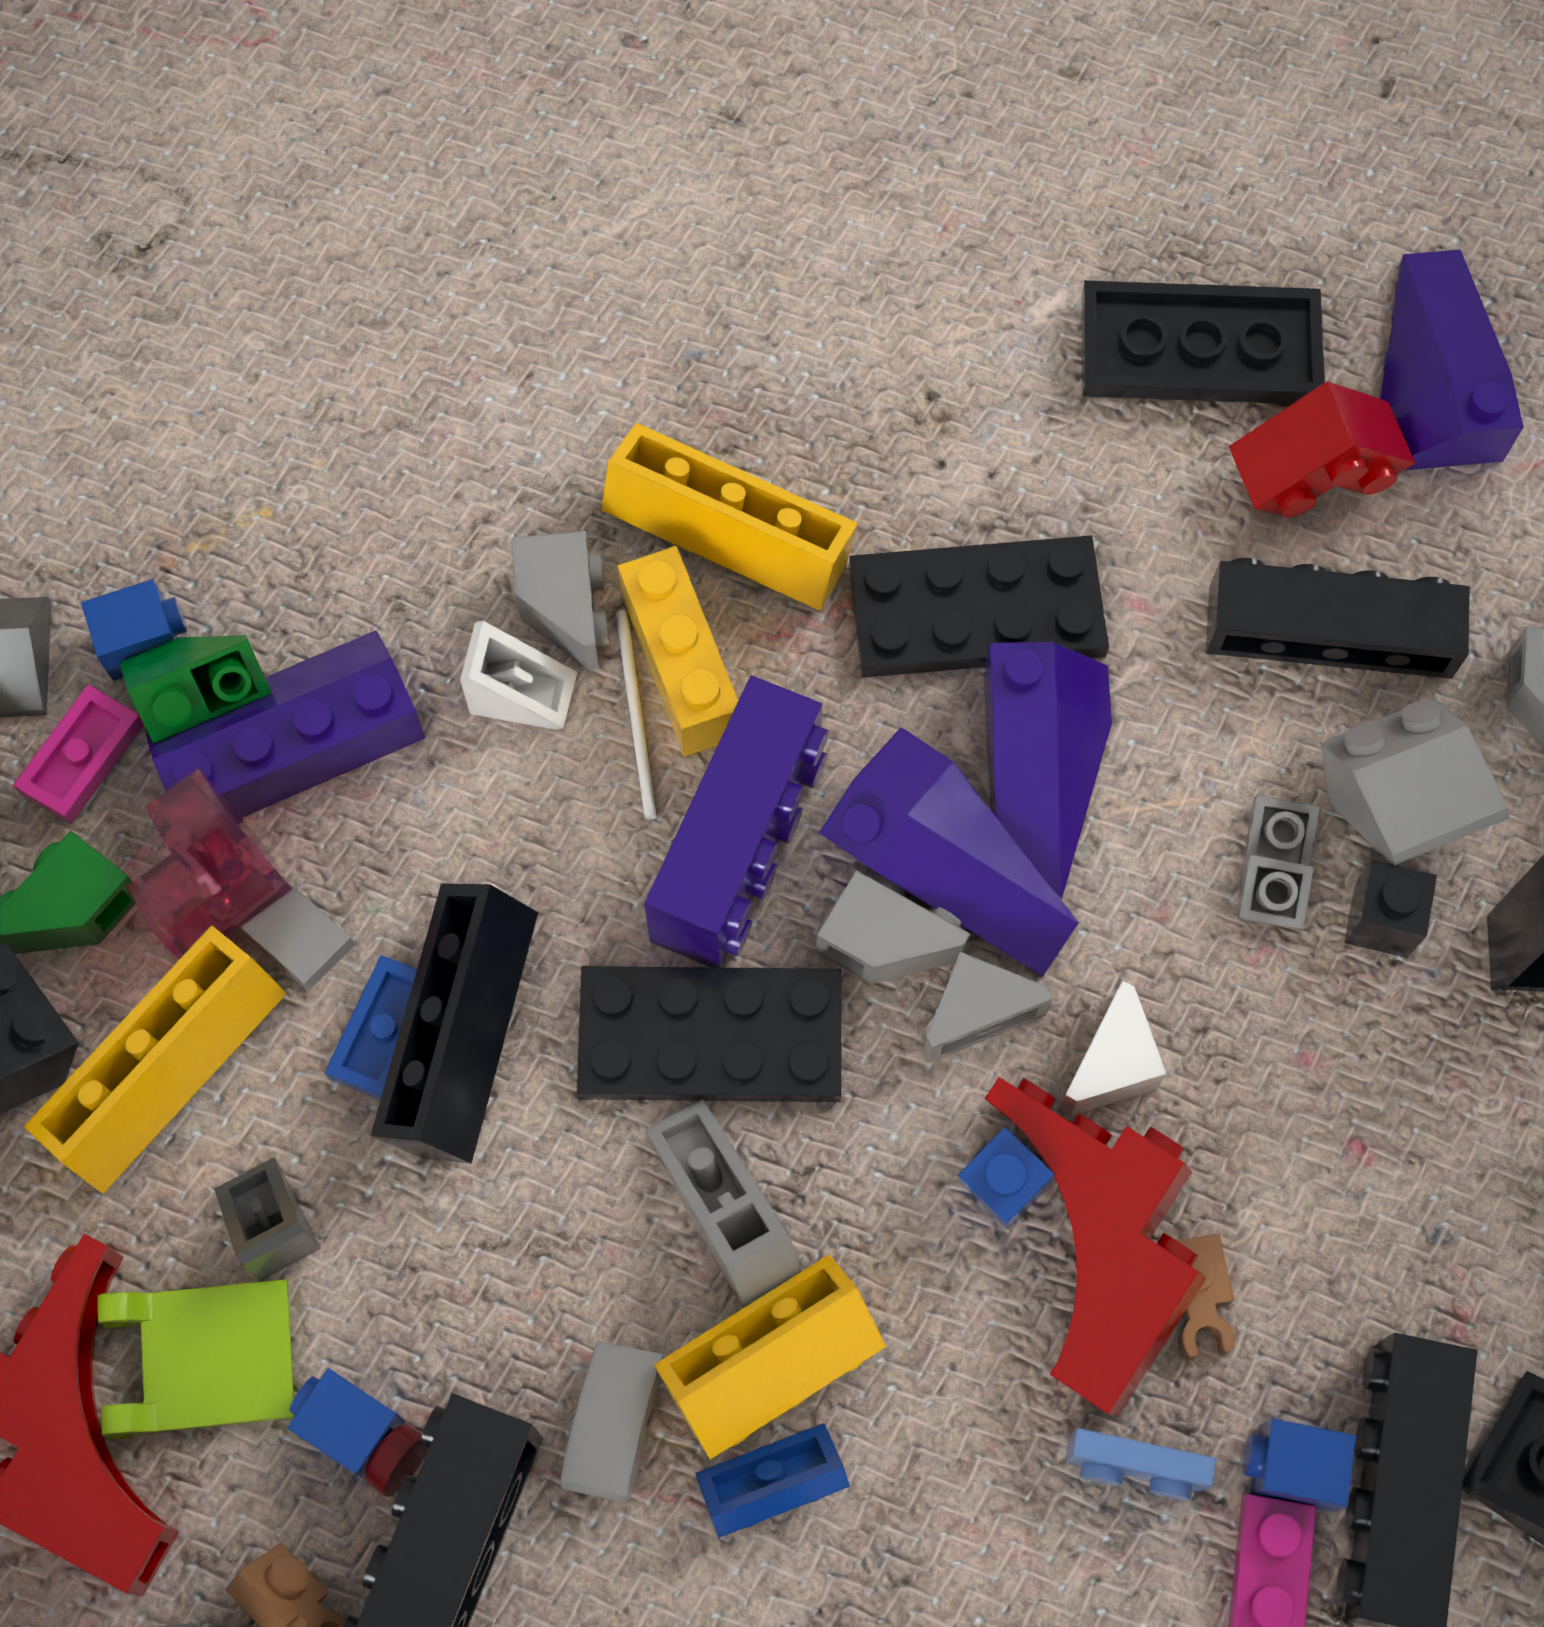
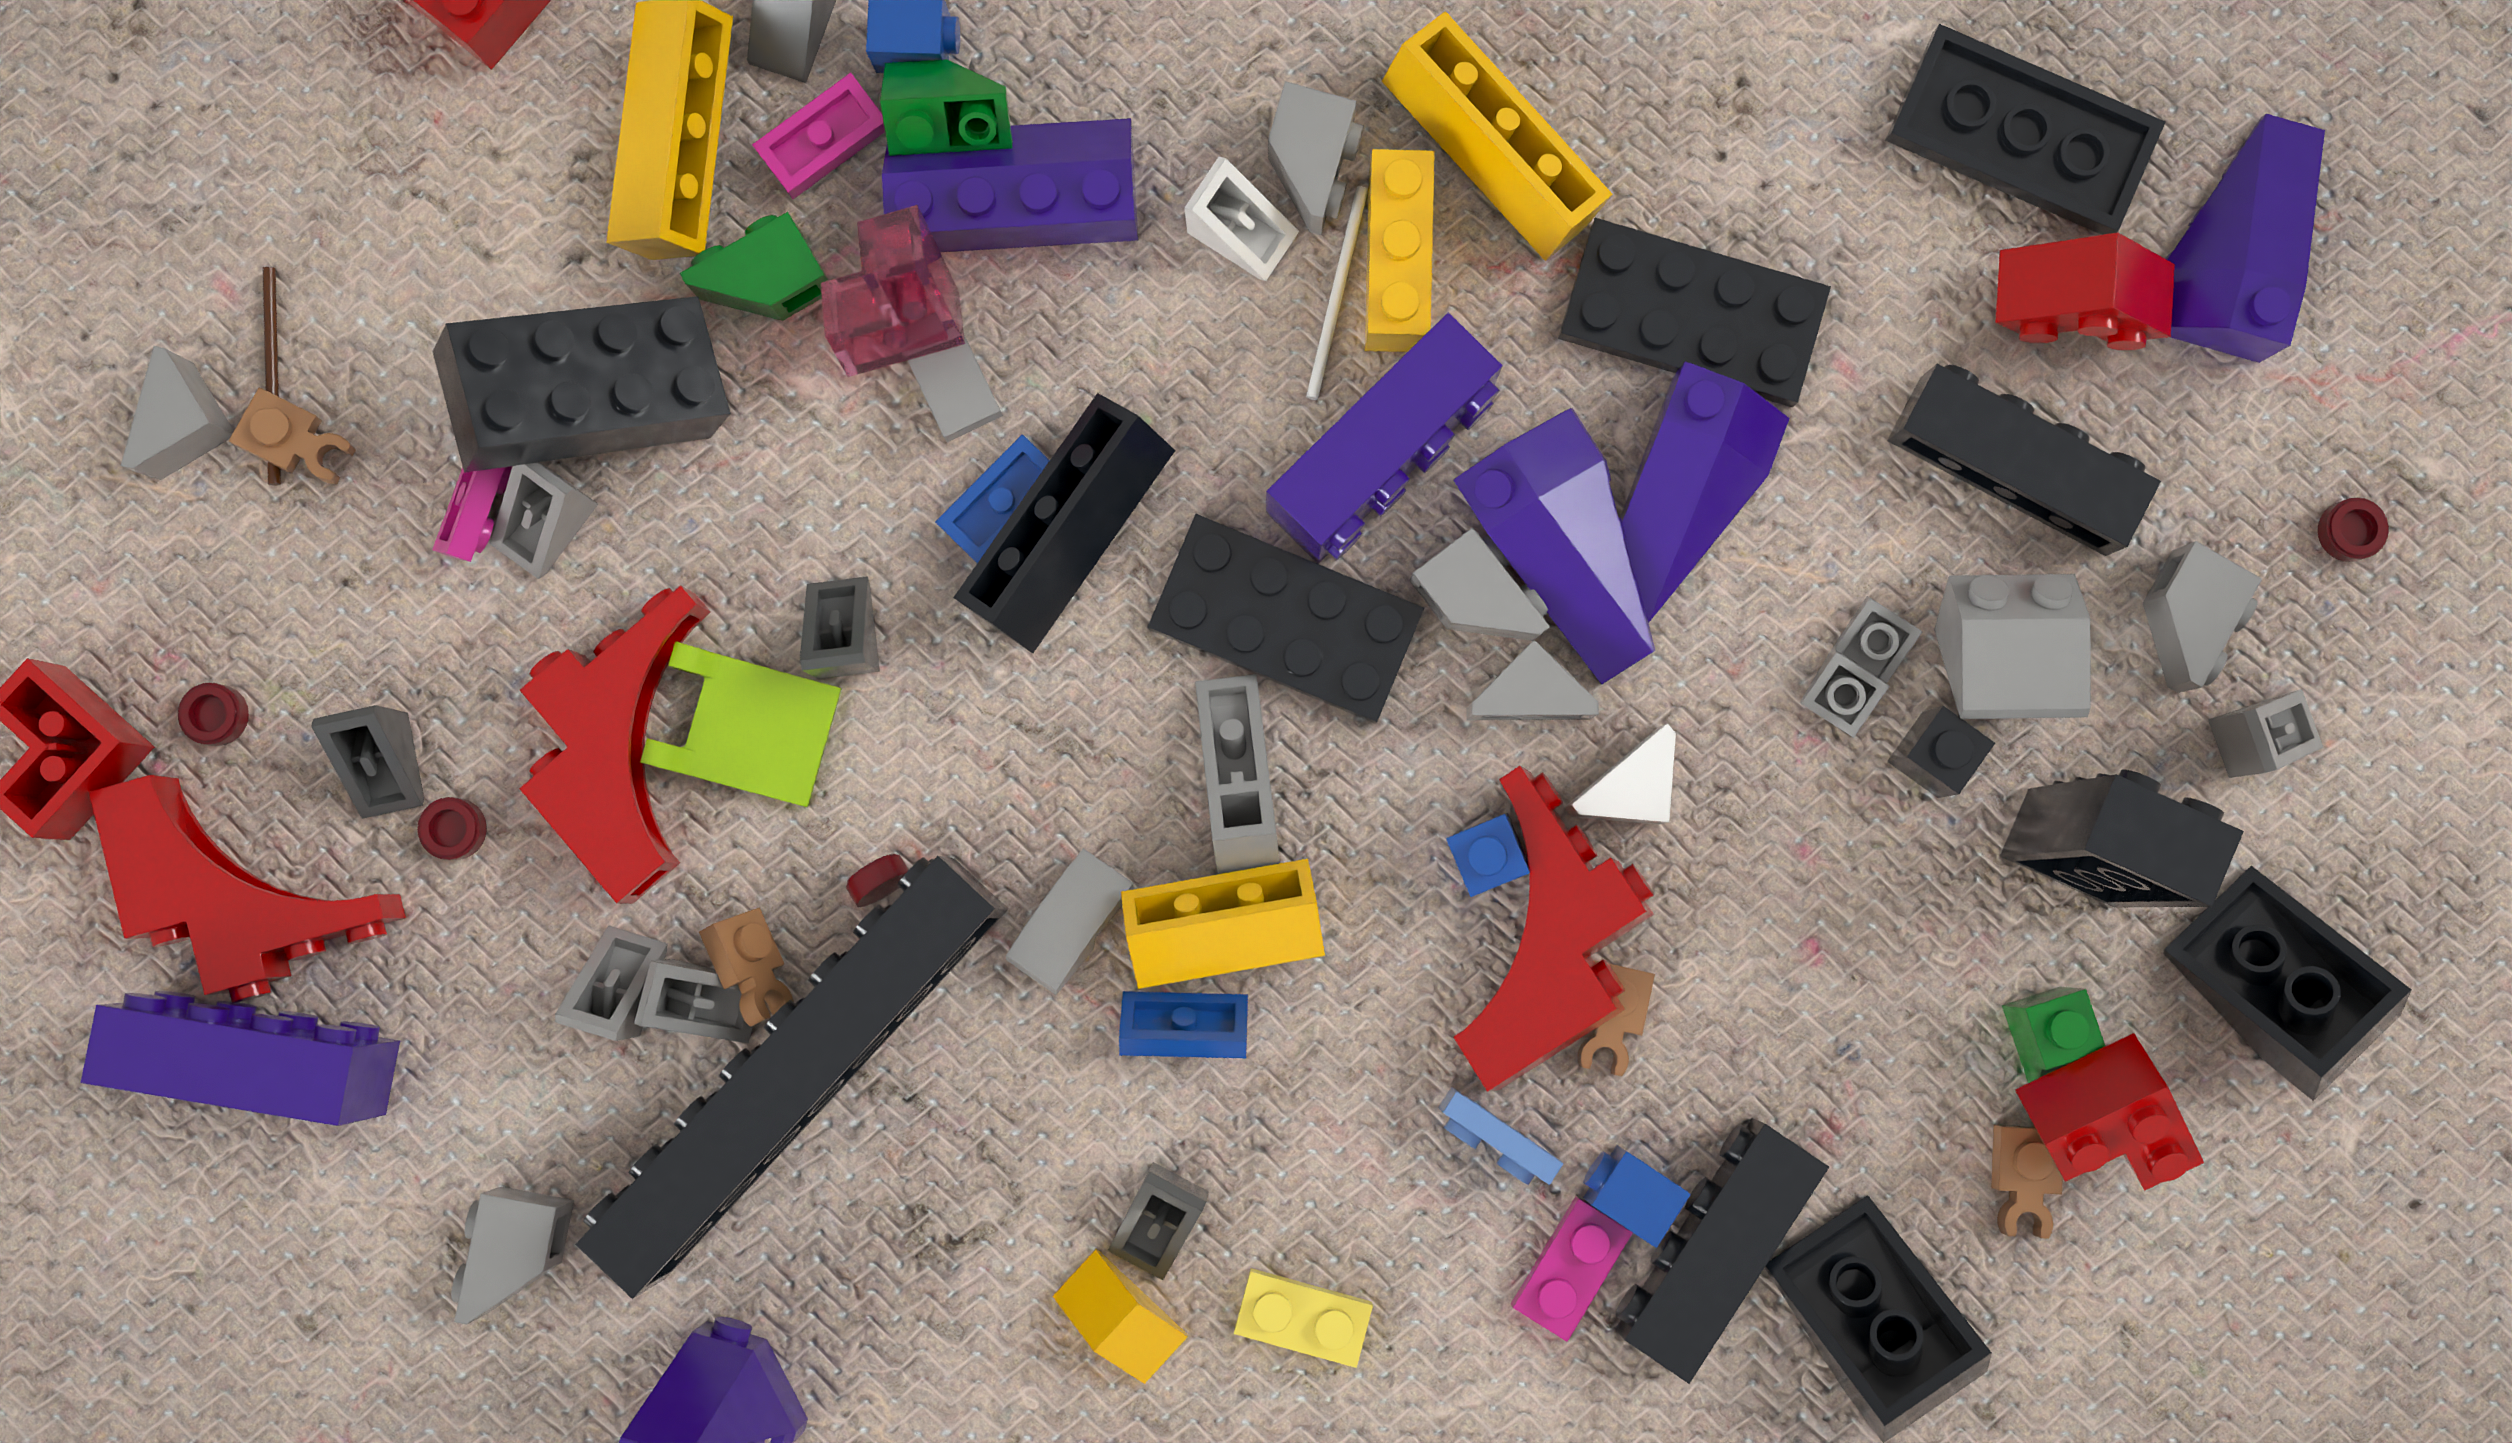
camera: 25 degrees right, 15 degrees up
(155, 1060) = (793, 453): yellow brick -> none
(341, 1420) = (844, 830): blue brick -> none

